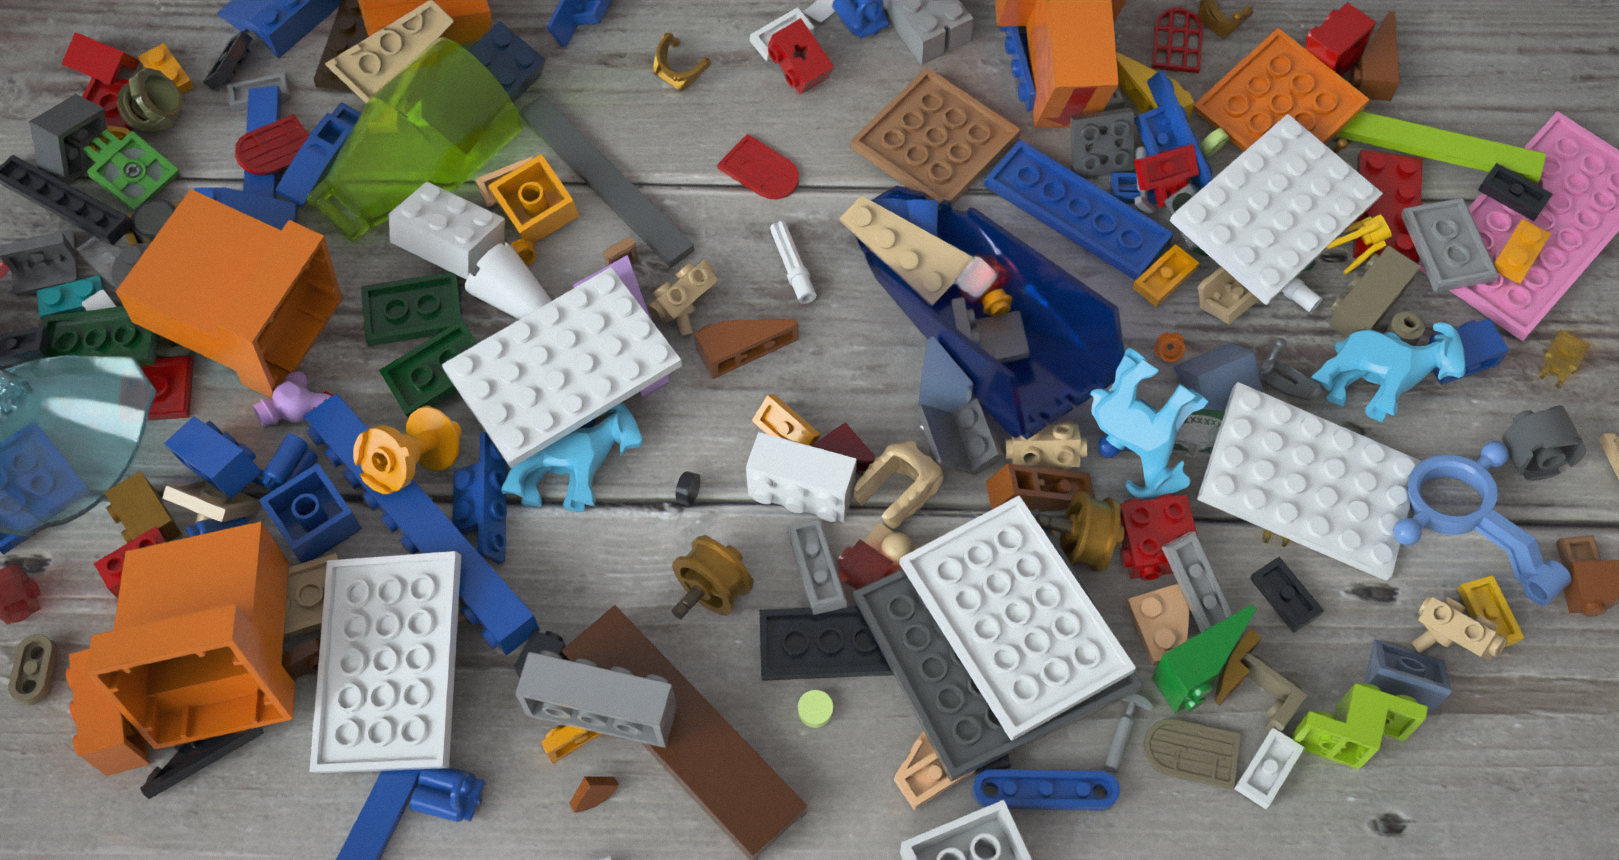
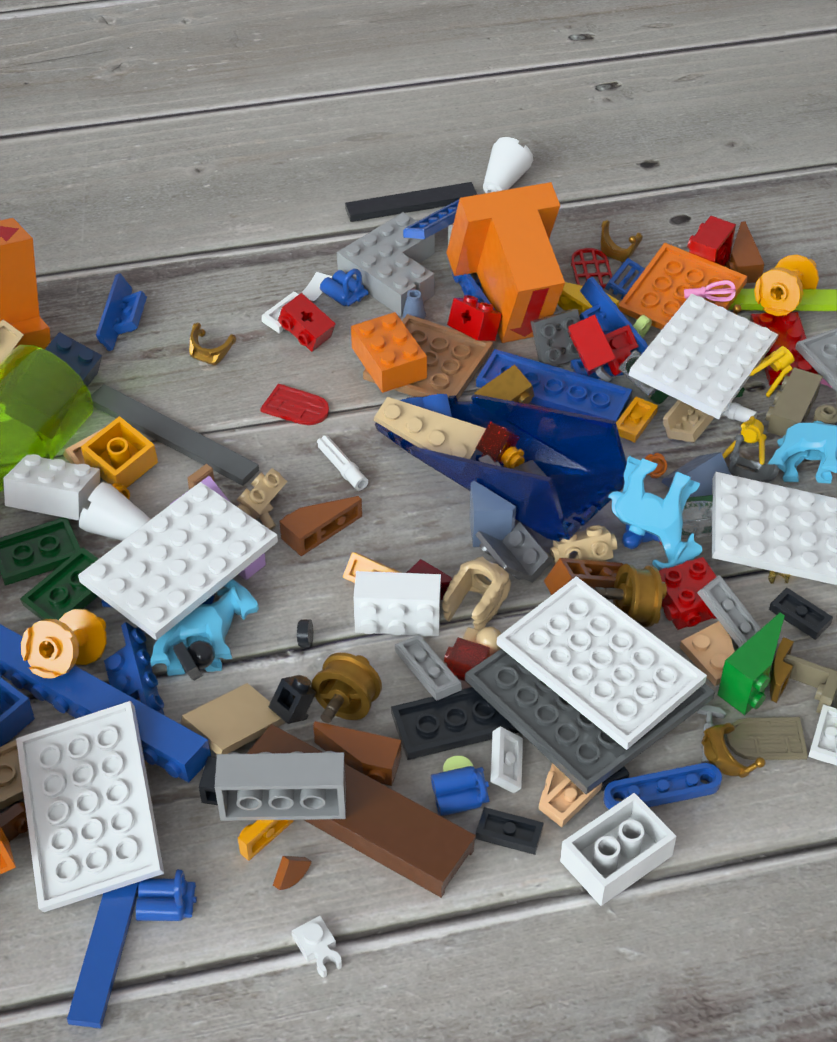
camera: 15 degrees left, 15 degrees down
(547, 499) = (197, 656): none -> black tile
(576, 586) = (232, 719): none -> tan tile
(657, 572) = (293, 699): none -> black brick
(717, 666) = (363, 751): none -> dark orange slope
(809, 737) = (459, 790): none -> blue piece
(851, 802) = (509, 830): none -> black plate
(873, 710) = (506, 759): none -> white plate
(886, 122) = (389, 352): none -> orange brick
(938, 58) = (414, 304): none -> sand blue cone
(1005, 93) = (474, 318): none -> red brick
(1015, 207) = (509, 386): none -> pearl gold brick
(1123, 761) = (719, 755): none -> pearl gold helmet
(1136, 164) = (591, 343): none -> red panel
(1201, 79) = (619, 288): none -> blue tile
(1304, 326) = (752, 432): none -> yellow plant
(1309, 113) = (704, 291): none -> bright pink piece
(1406, 128) = (782, 287): none -> light orange piece

